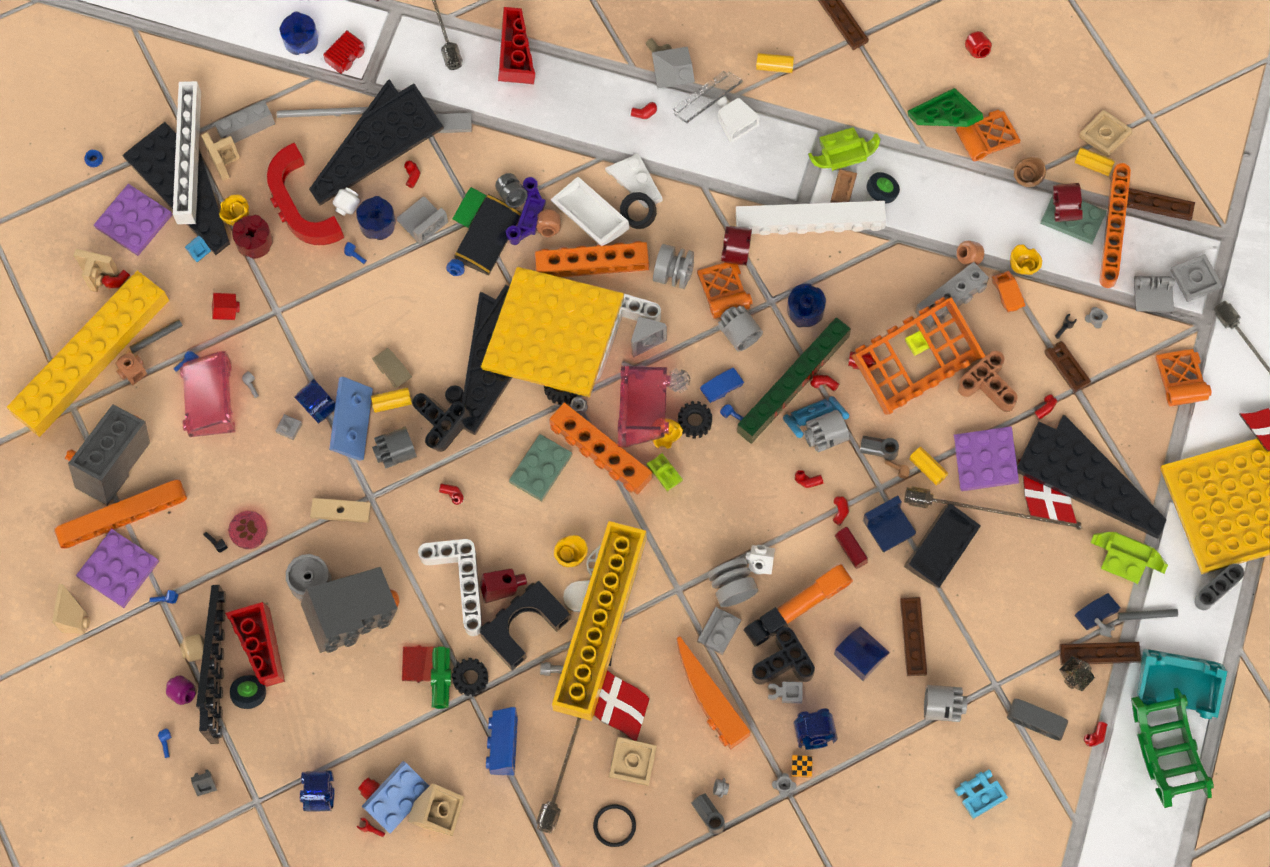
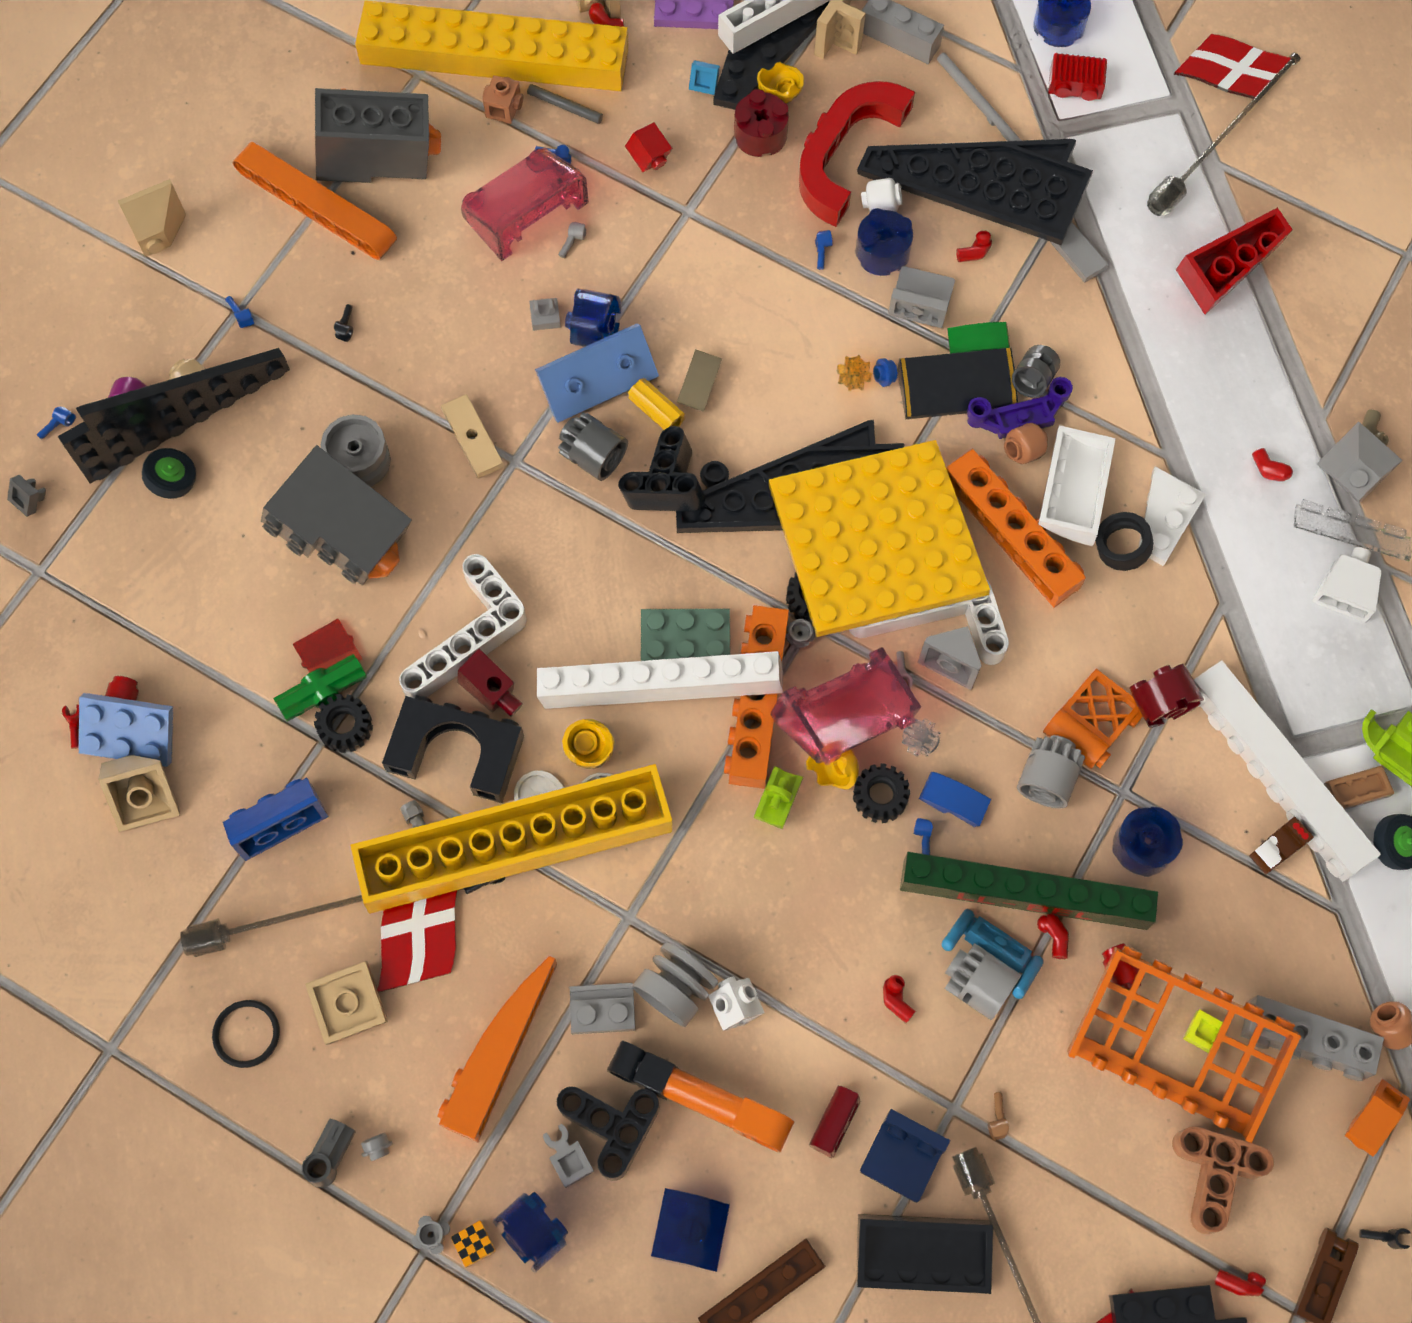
camera: 55 degrees right, 0 degrees up
(117, 568) = (246, 240): medium lavender plate -> none
(248, 530) = (382, 349): clear pink tile -> none
(258, 640) = (238, 447): red wedge -> none
(318, 791) = (79, 629): clear blue brick -> none
(444, 289) = (854, 373): none -> clear yellow gear
(454, 493) = (582, 554): red arm -> none
(561, 492) = (660, 680): none -> white brick
(673, 266) = (1076, 631): light grey wheel -> none
(843, 509) = (886, 1074): red arm -> none
(848, 244) = (1281, 845): none -> reddish brown leg
(877, 447) = (1009, 1068): dark grey piece -> none
(928, 465) = (1030, 1159): yellow axle -> none
(986, 458) = (1098, 1240): medium lavender plate -> none

